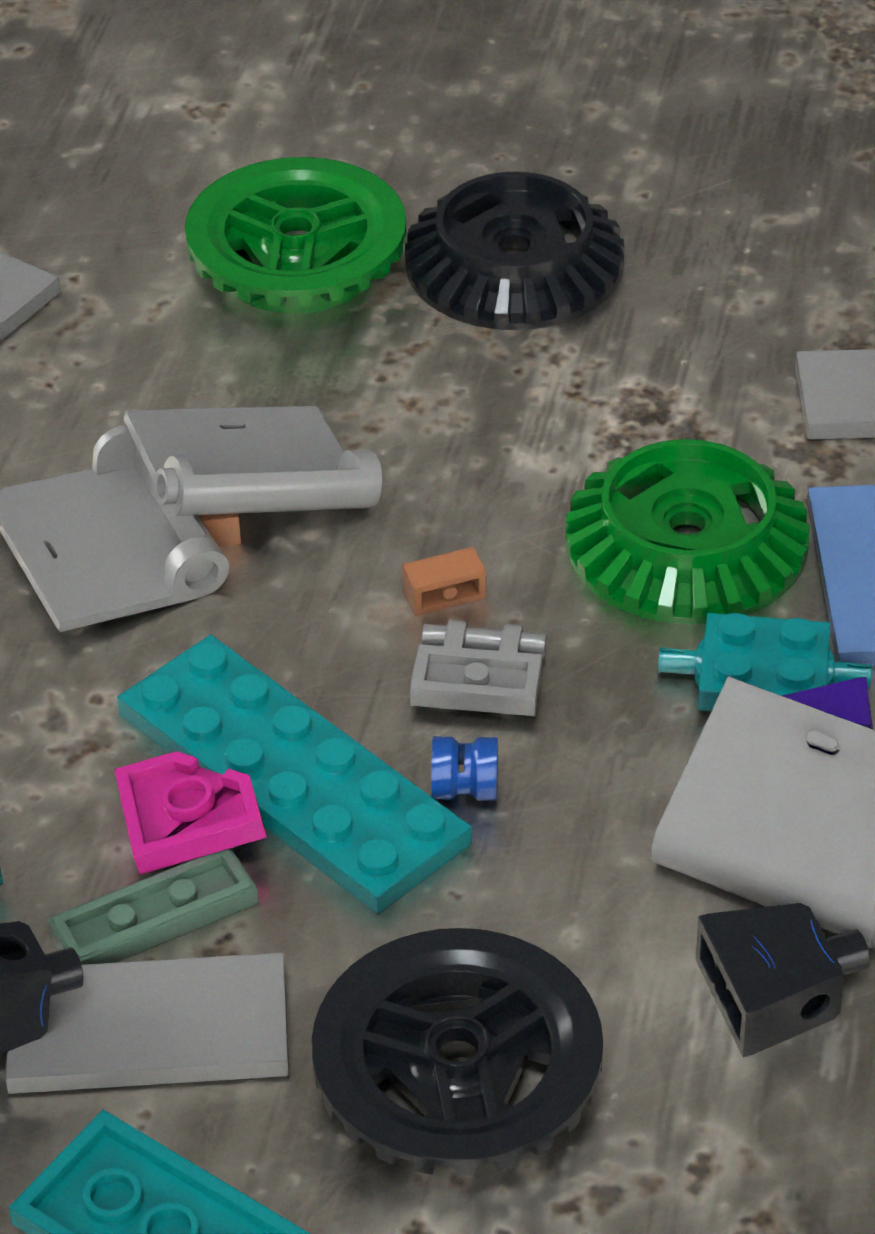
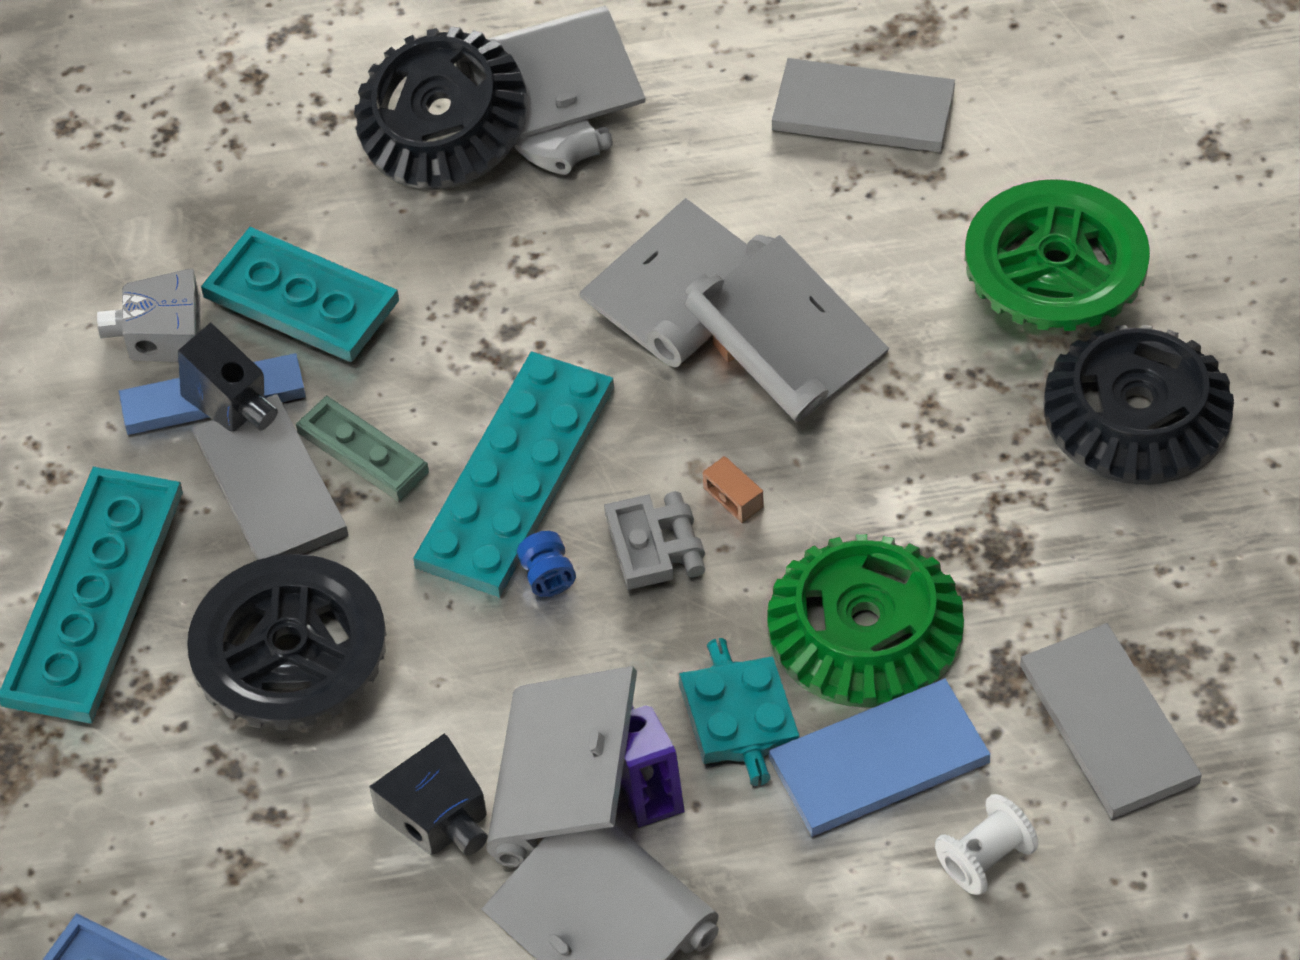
camera: 70 degrees right, 10 degrees up
(185, 810) = (439, 425): dark pink plate -> none

